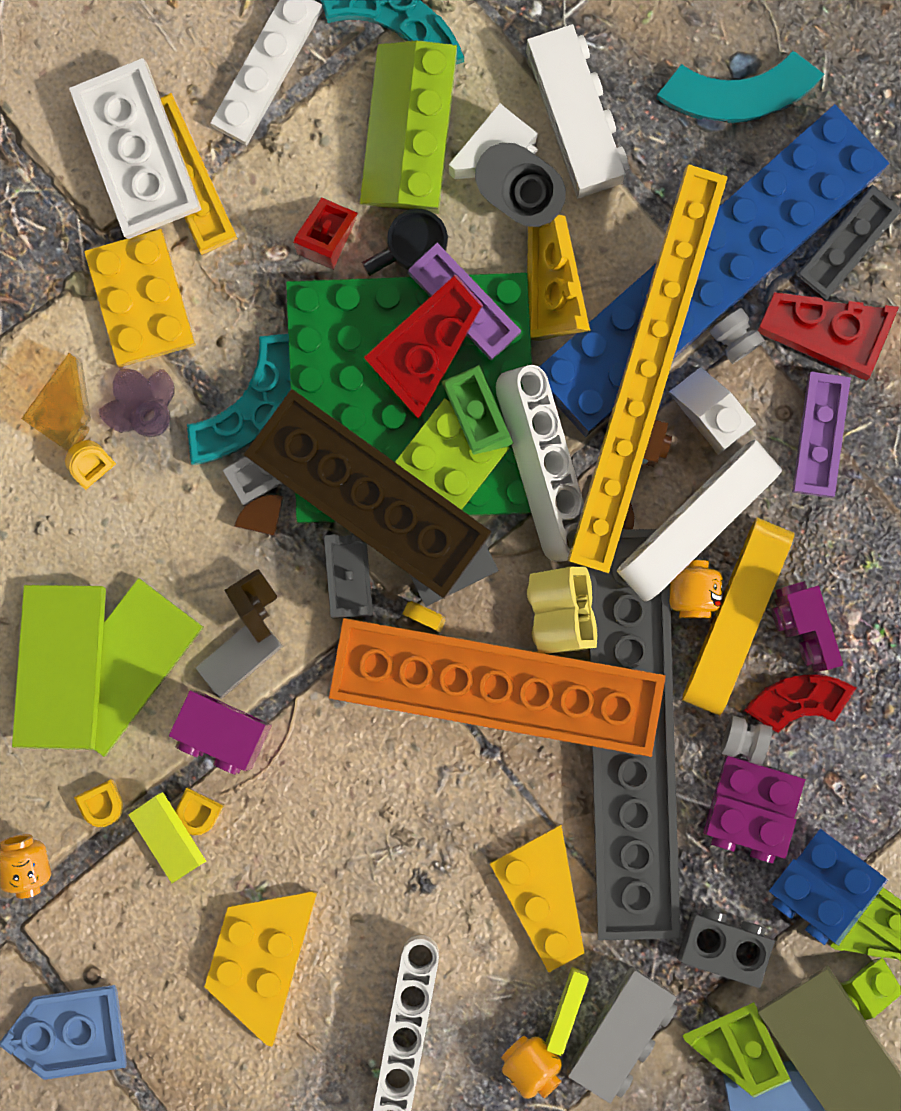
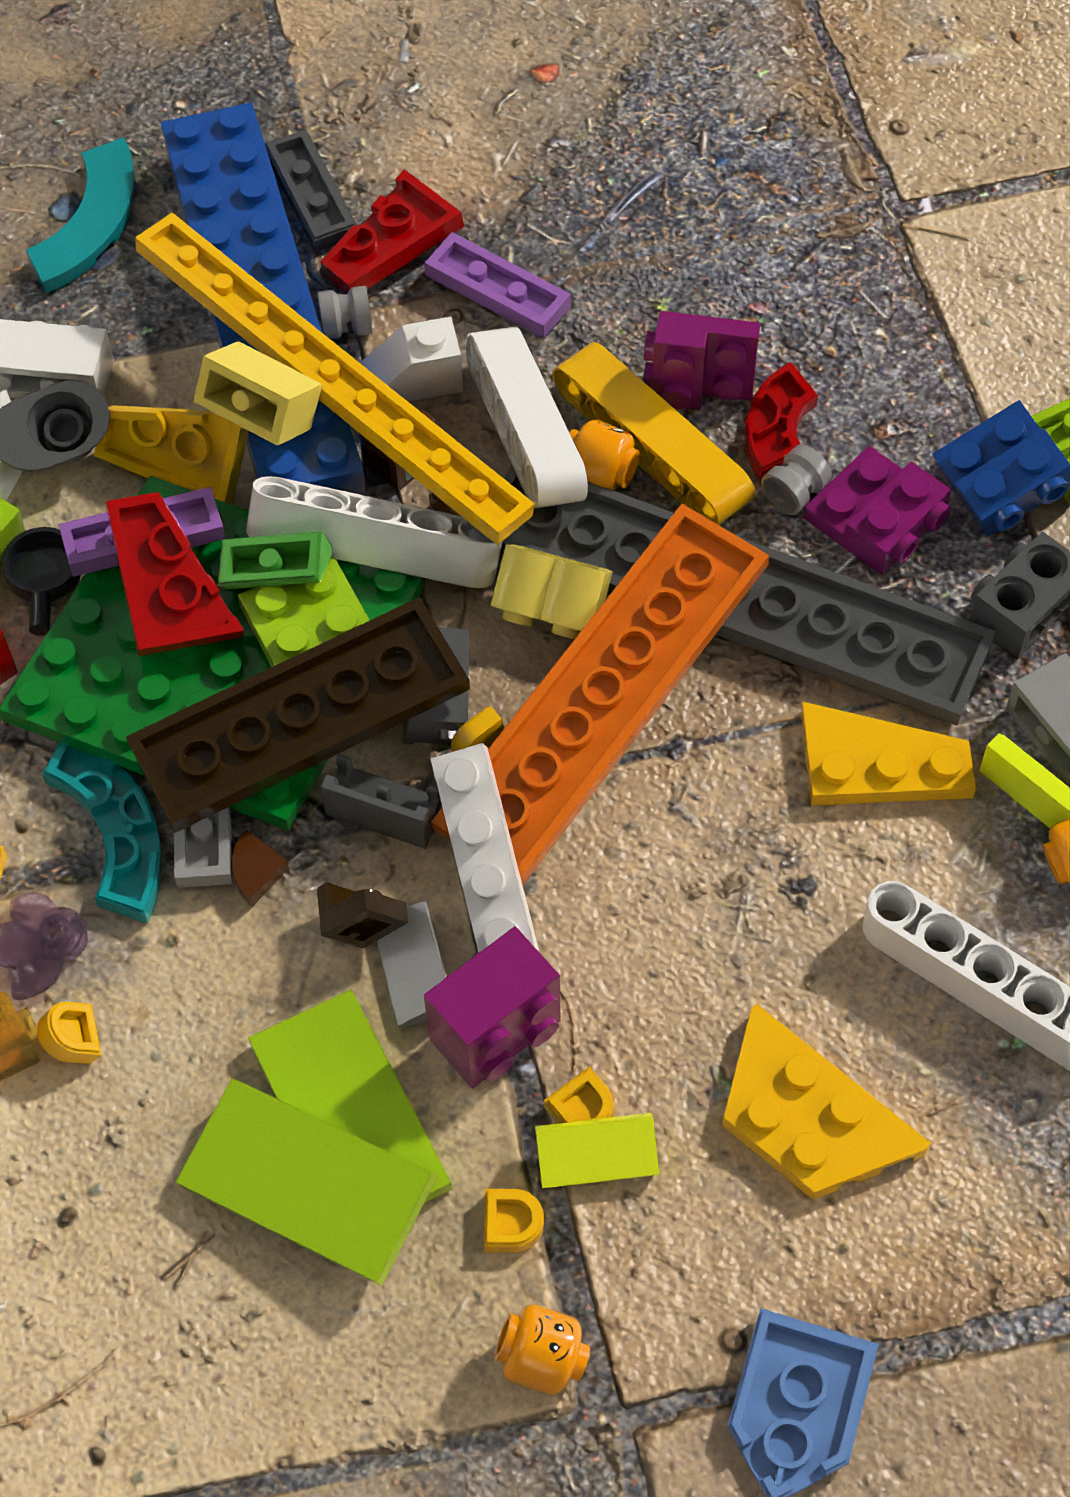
camera: 60 degrees left, 25 degrees down
(330, 668) = (482, 845): none -> white plate
(597, 330) = (257, 393): none -> light yellow brick

